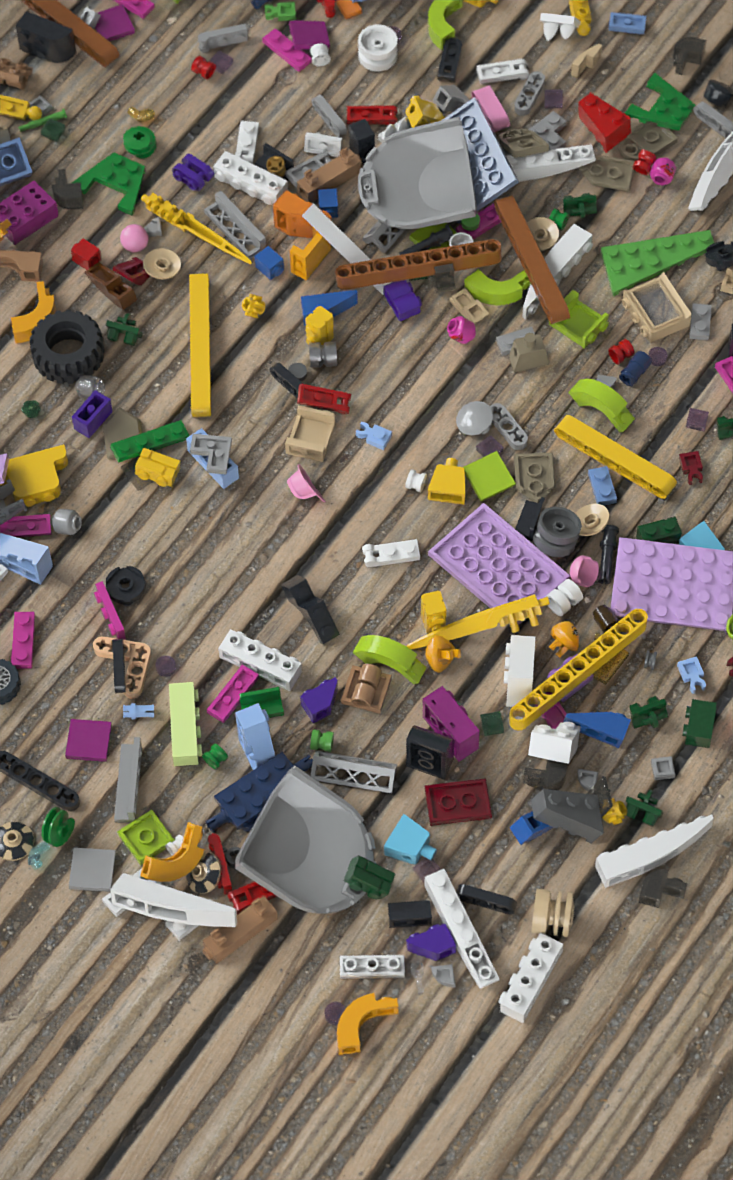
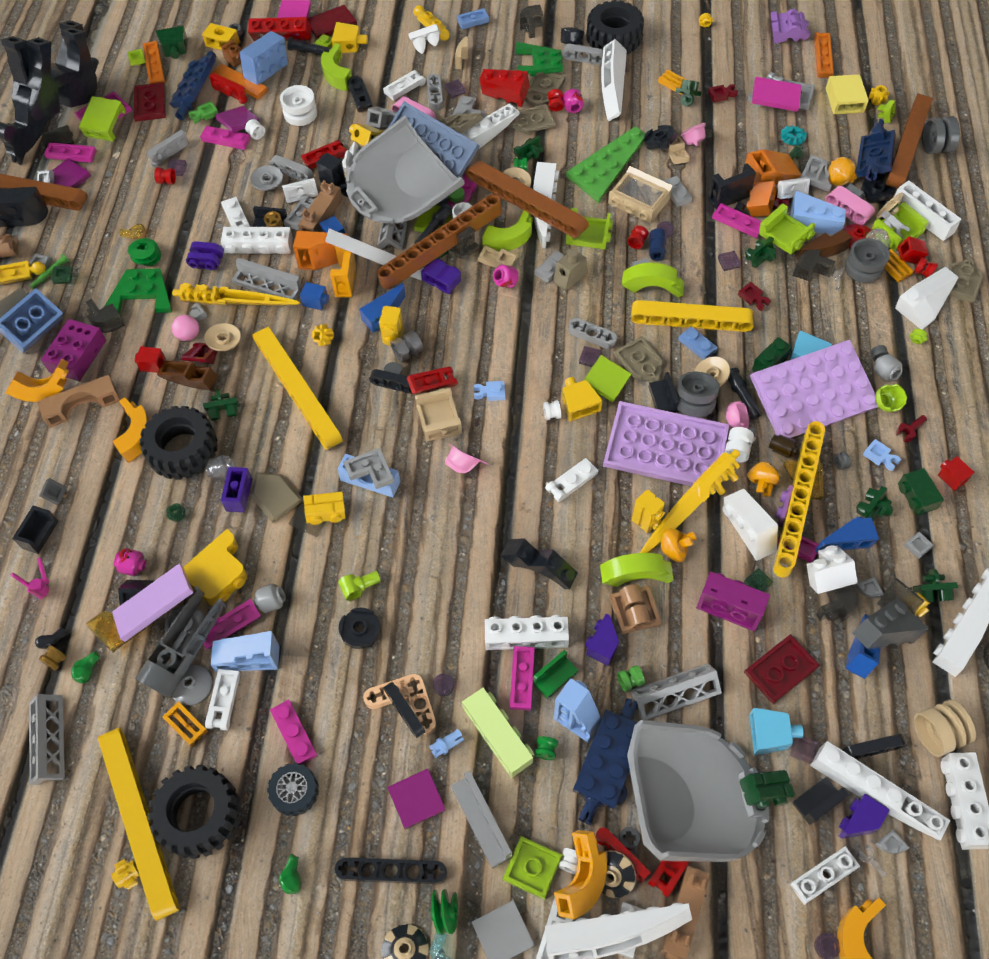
camera: 30 degrees left, 0 degrees up
(108, 611) = (360, 661): dark pink plate -> none
(142, 547) = (353, 586): none -> lime pin
(152, 440) = (304, 485): green plate -> none
(299, 115) = (266, 177): none -> light grey dish
(429, 752) = (737, 636): black brick -> none
(474, 418) = (563, 338): light grey dish -> none

